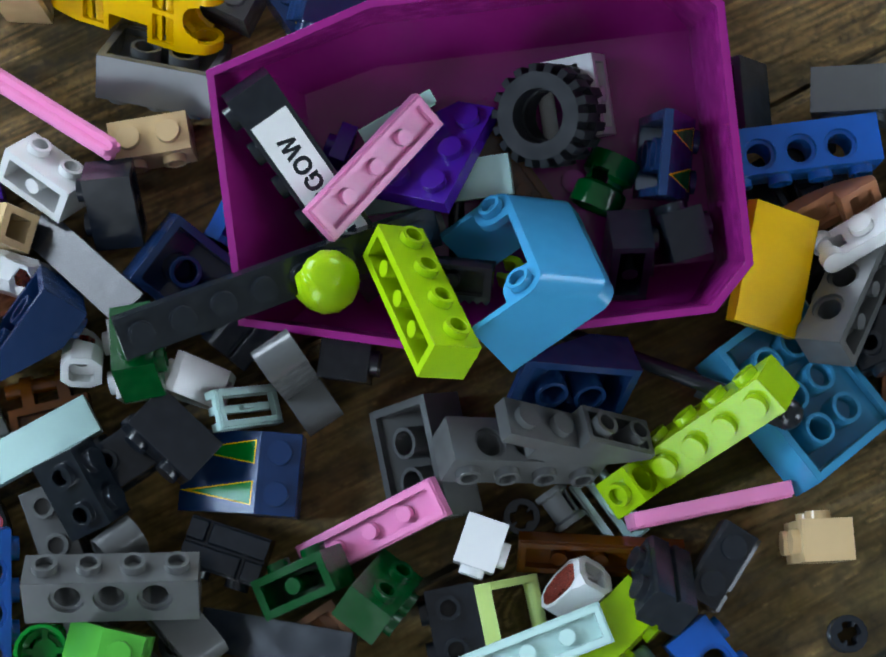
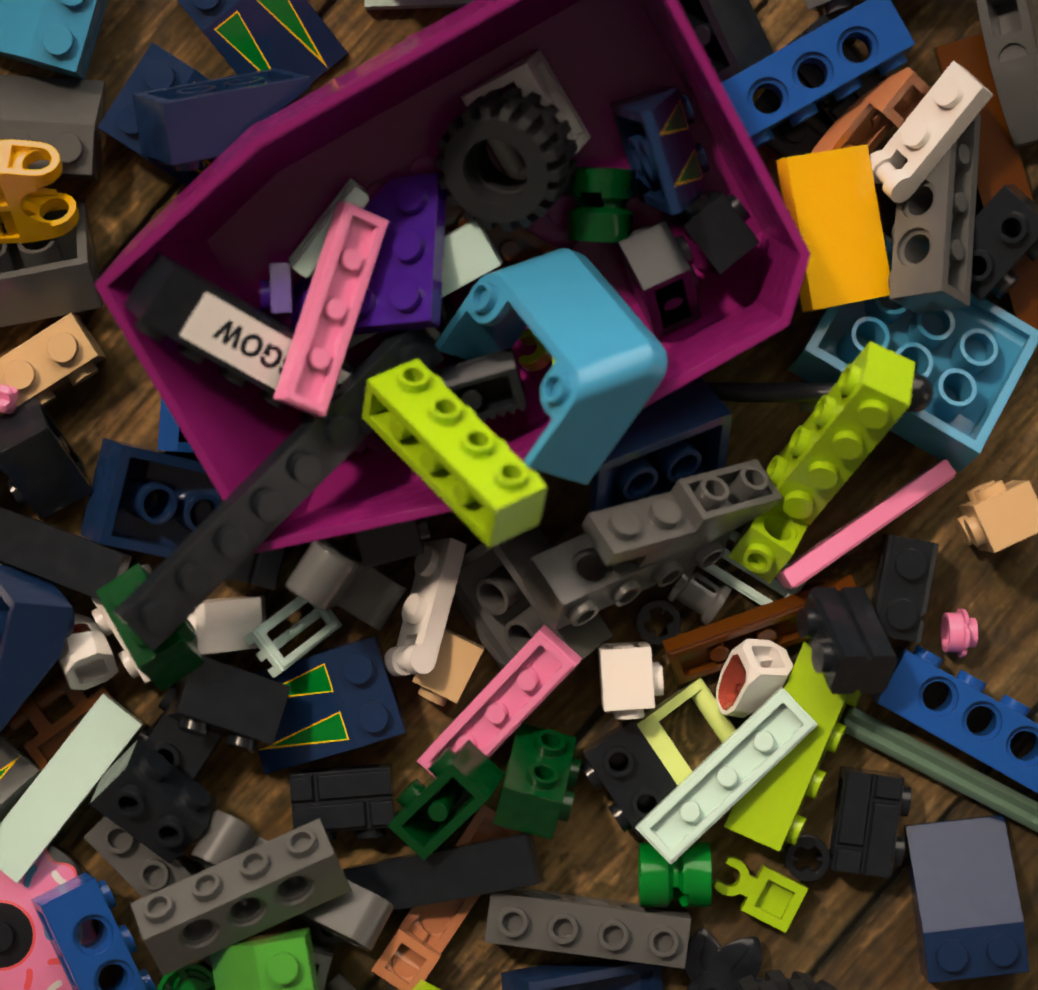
camera: 25 degrees left, 10 degrees up
(327, 282) = (337, 466): lime hair -> none
(348, 483) = (452, 669): none -> tan brick
(351, 431) = (426, 608): none -> white plate
(749, 620) = (958, 632): none -> bright pink plate

